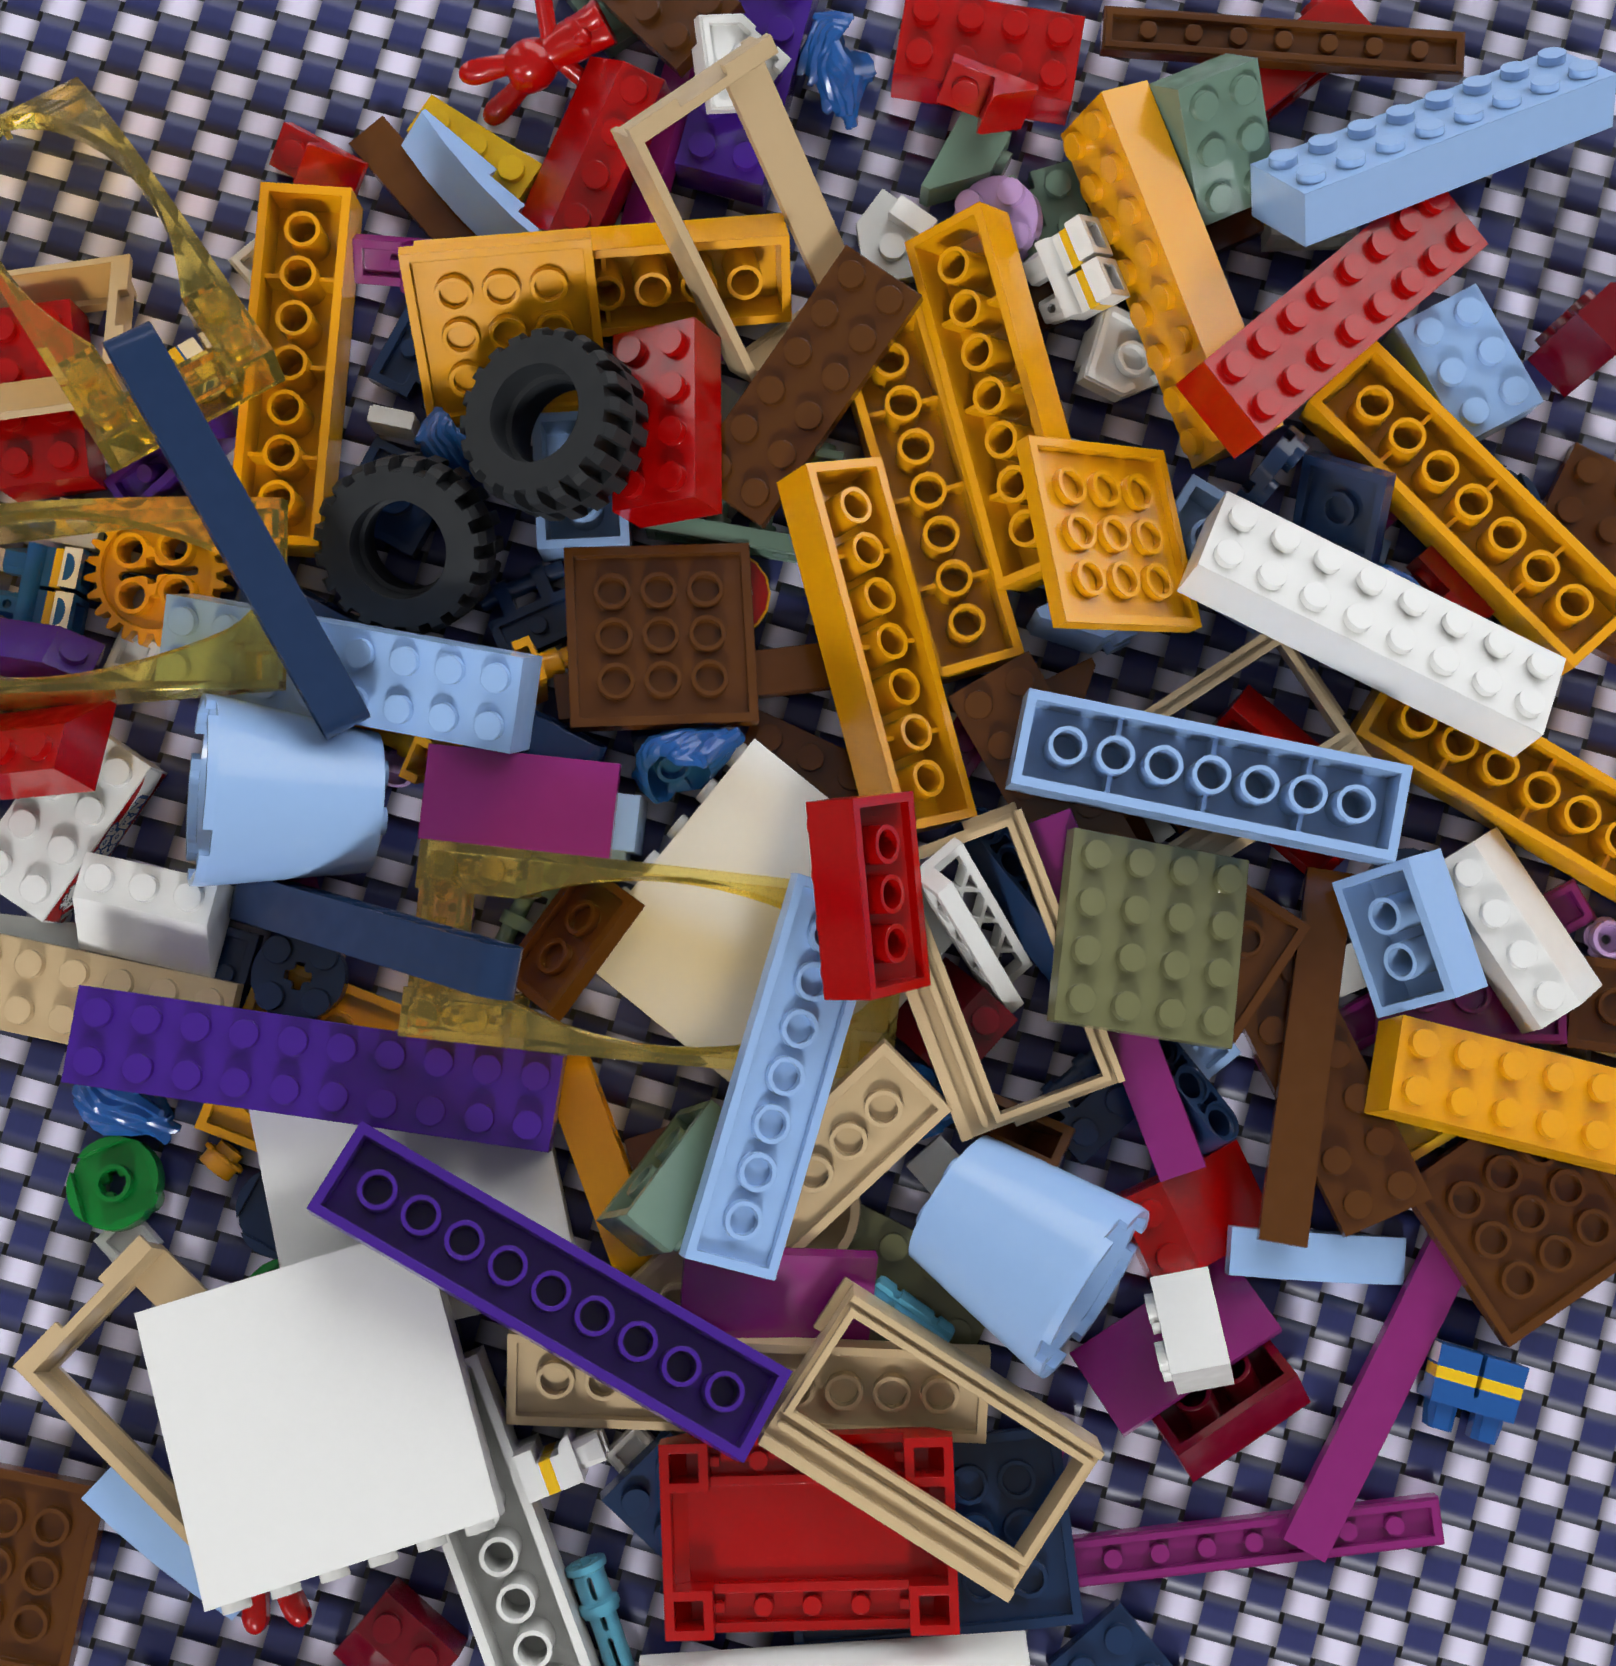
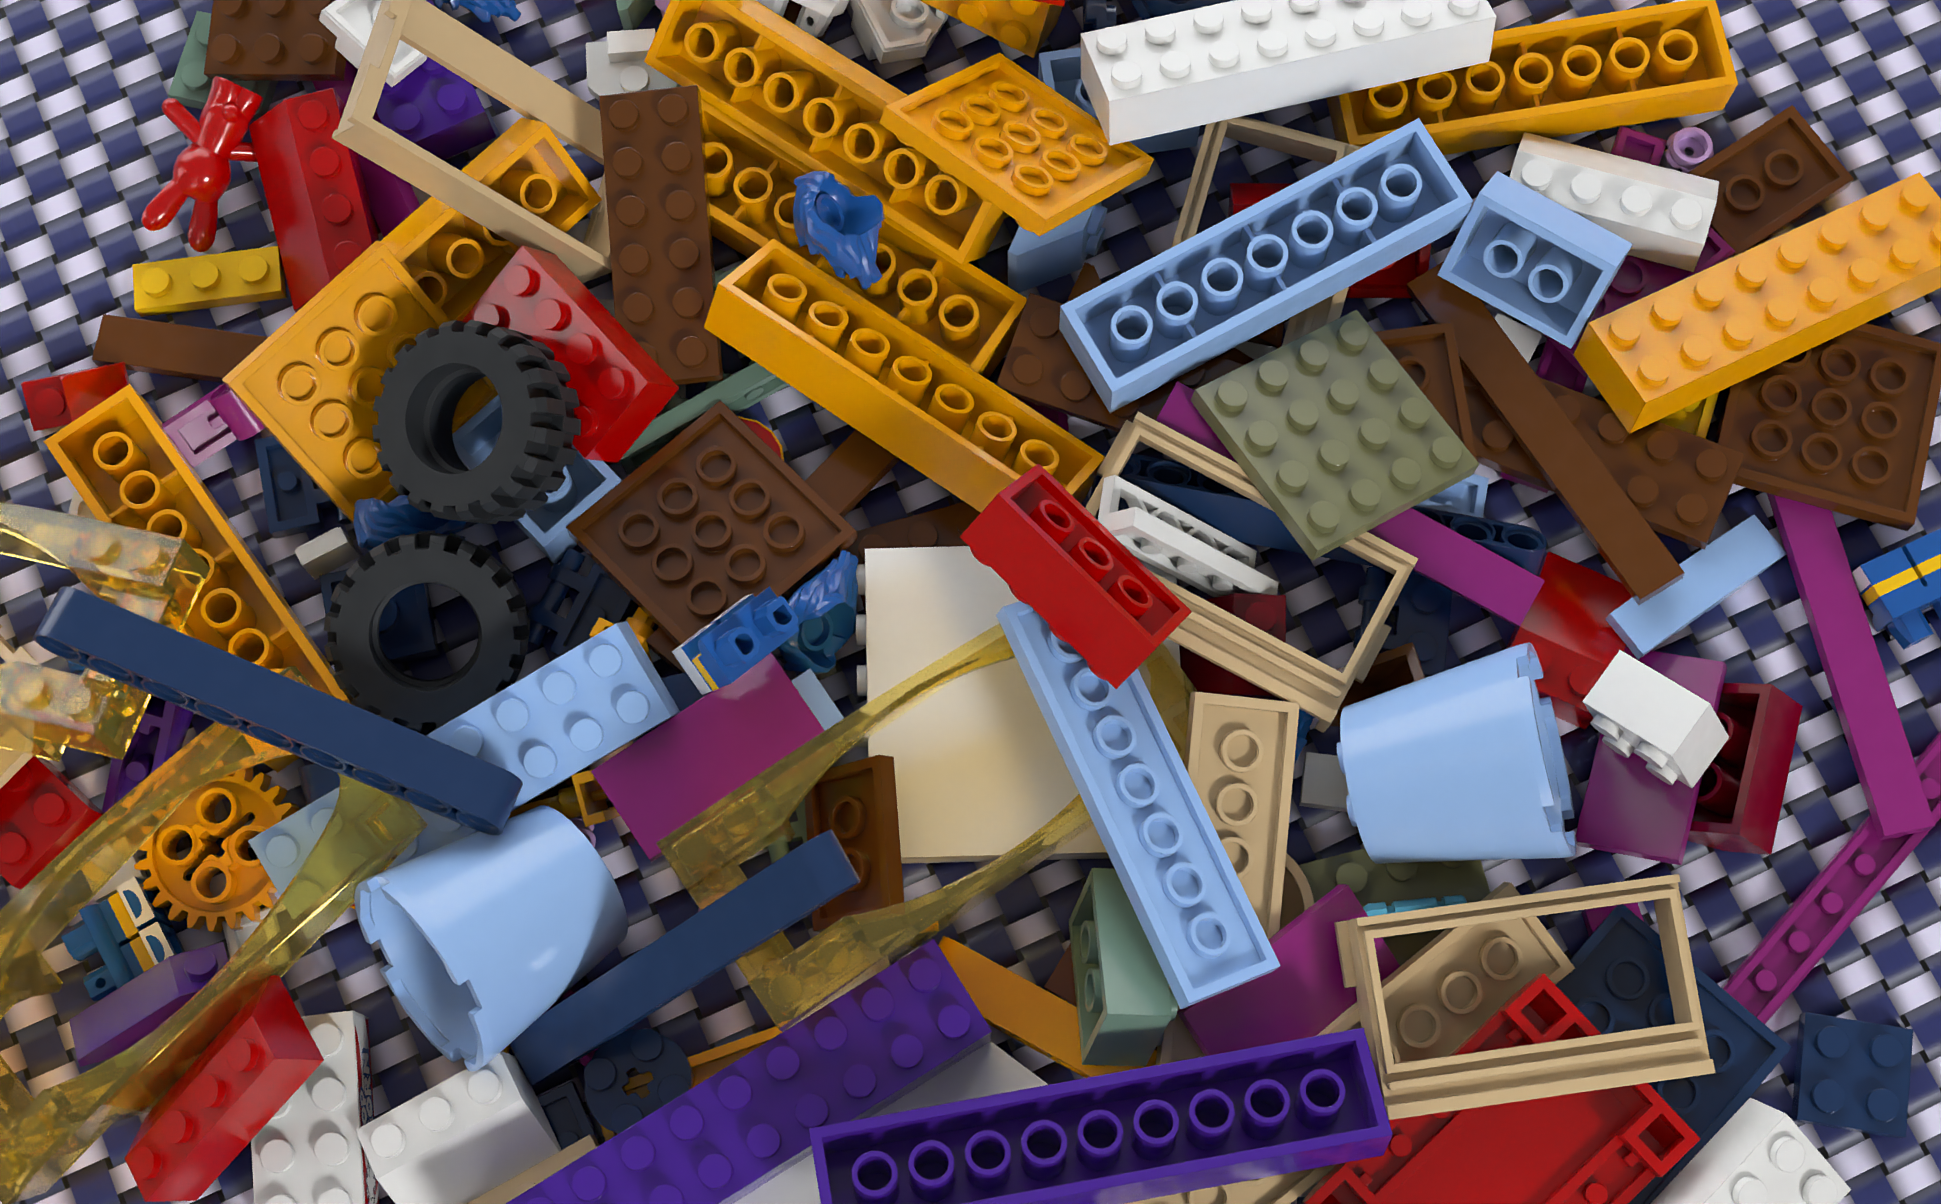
camera: 35 degrees left, 10 degrees down
(464, 179) = (216, 306): light blue slope -> none
(601, 736) = (737, 640): none -> blue hips
(934, 487) = (838, 225): none -> blue hair

